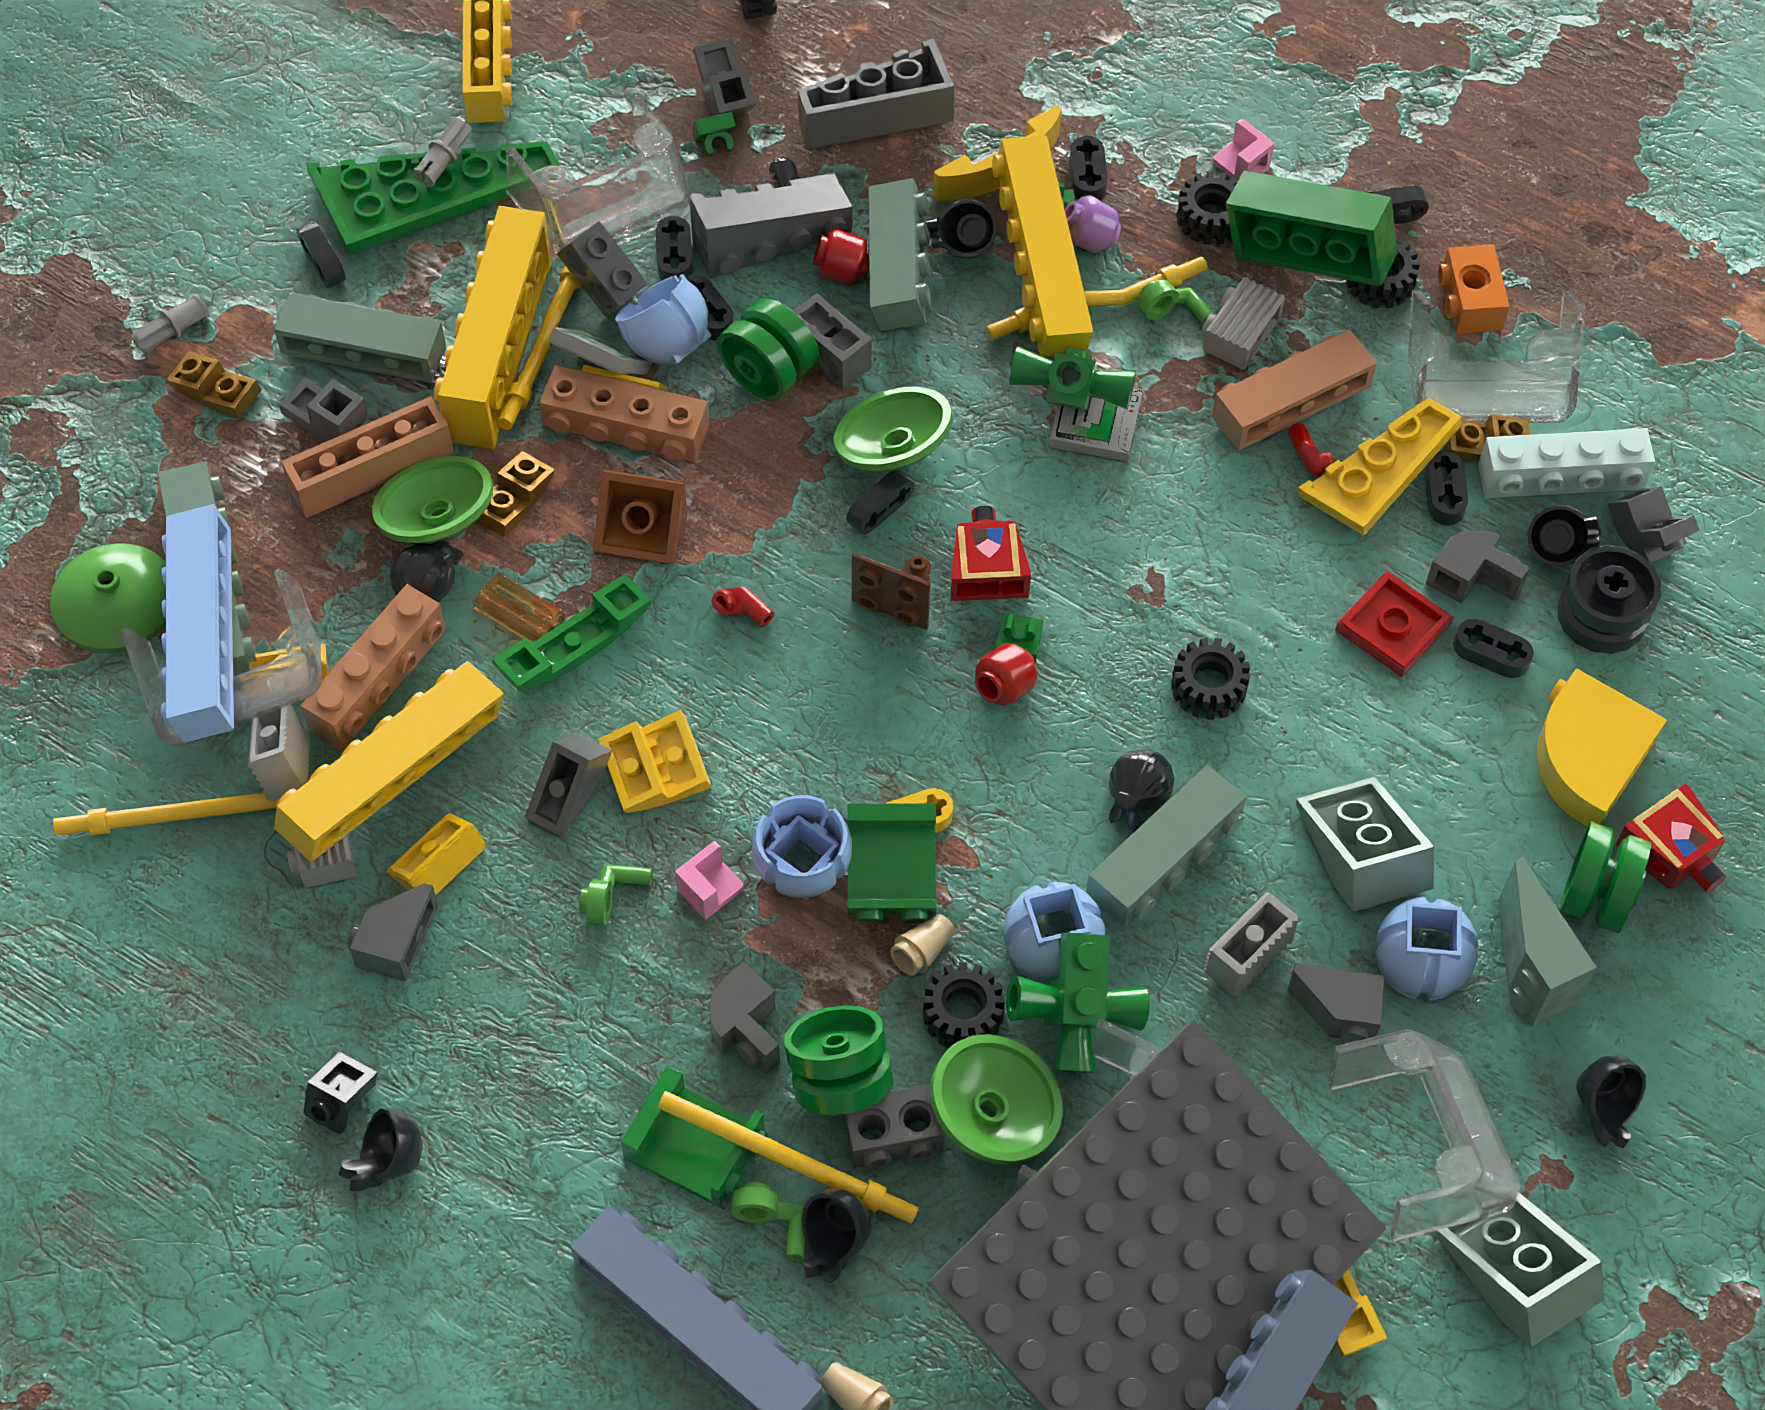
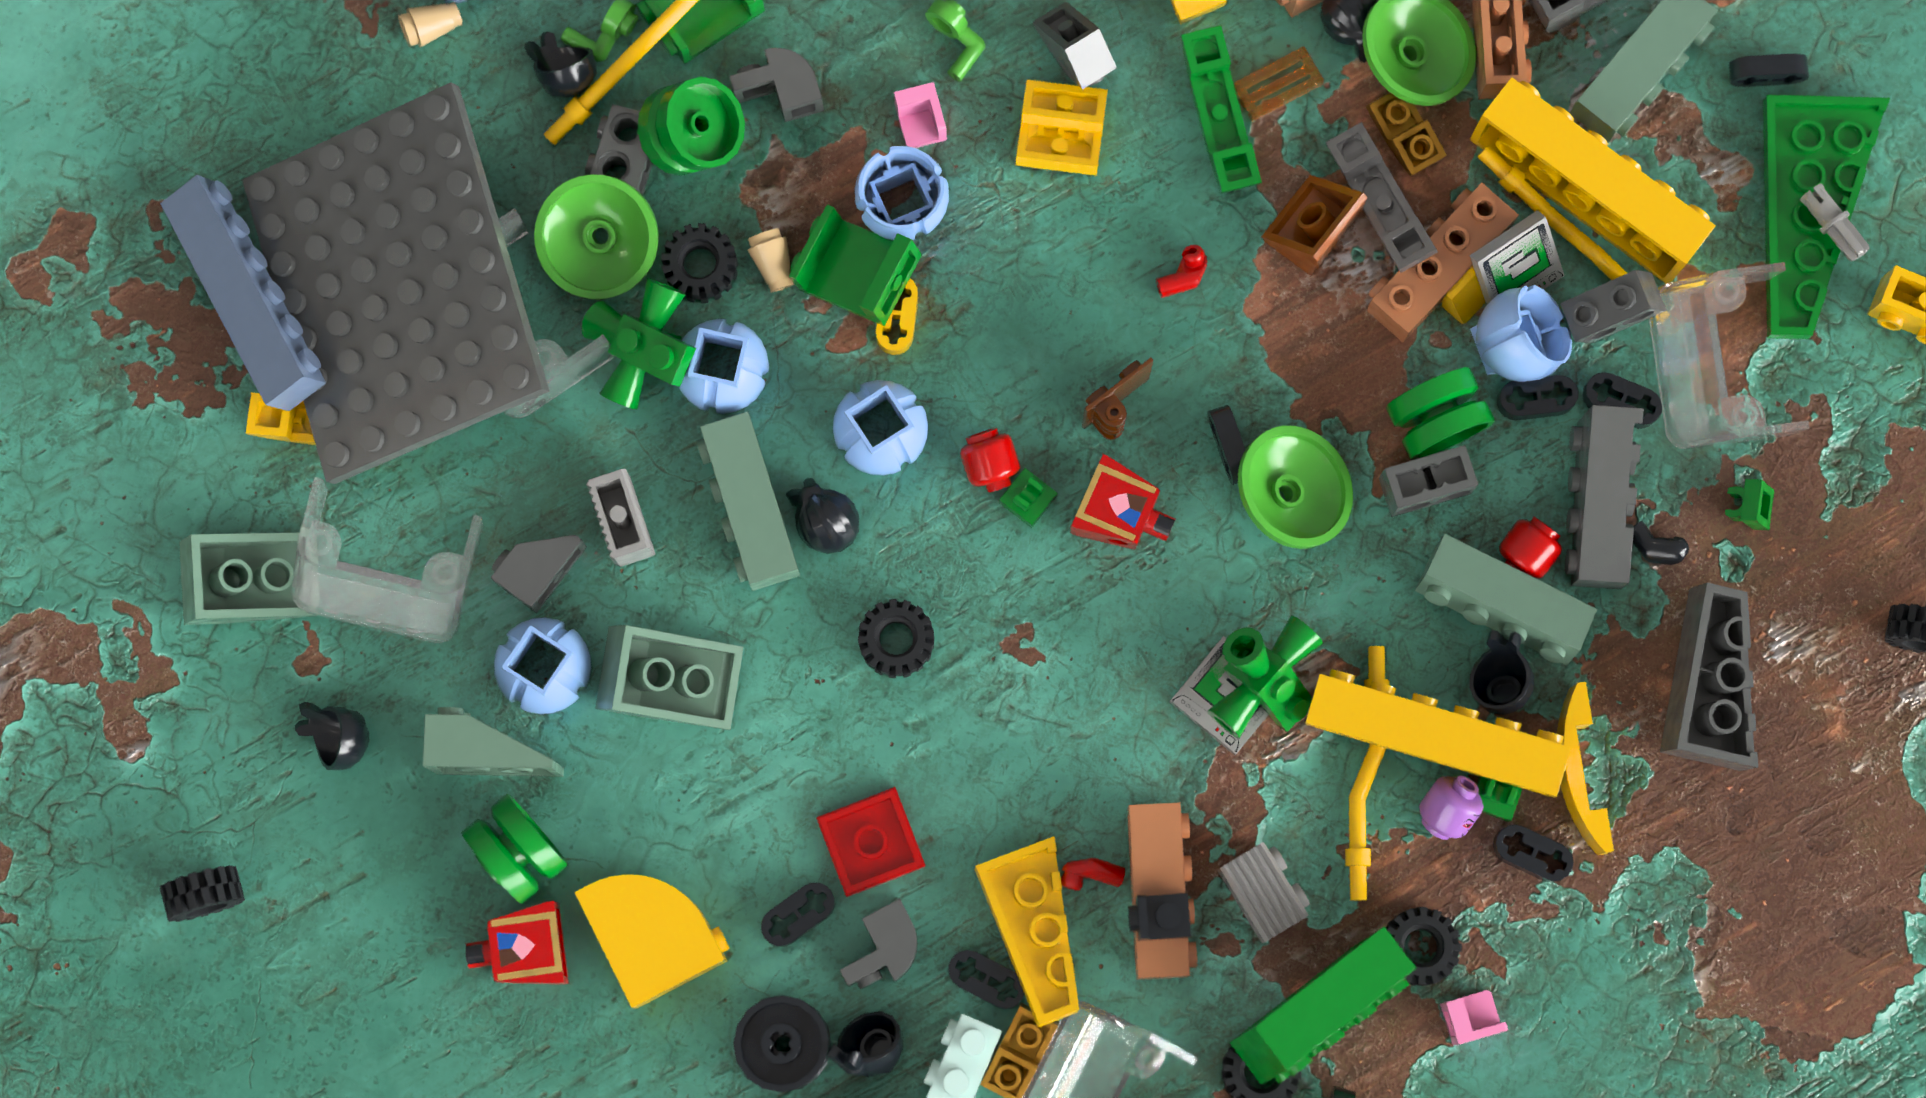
camera: 120 degrees right, 20 degrees up
(578, 494) = (1385, 202): none -> flat silver slope
(724, 84) = (1806, 540): dark grey brick -> none
(1021, 791) = (892, 452): none -> light blue piece
(1161, 297) = (1333, 830): bright green plate -> none
(1320, 361) = (1160, 917): none -> black bracket

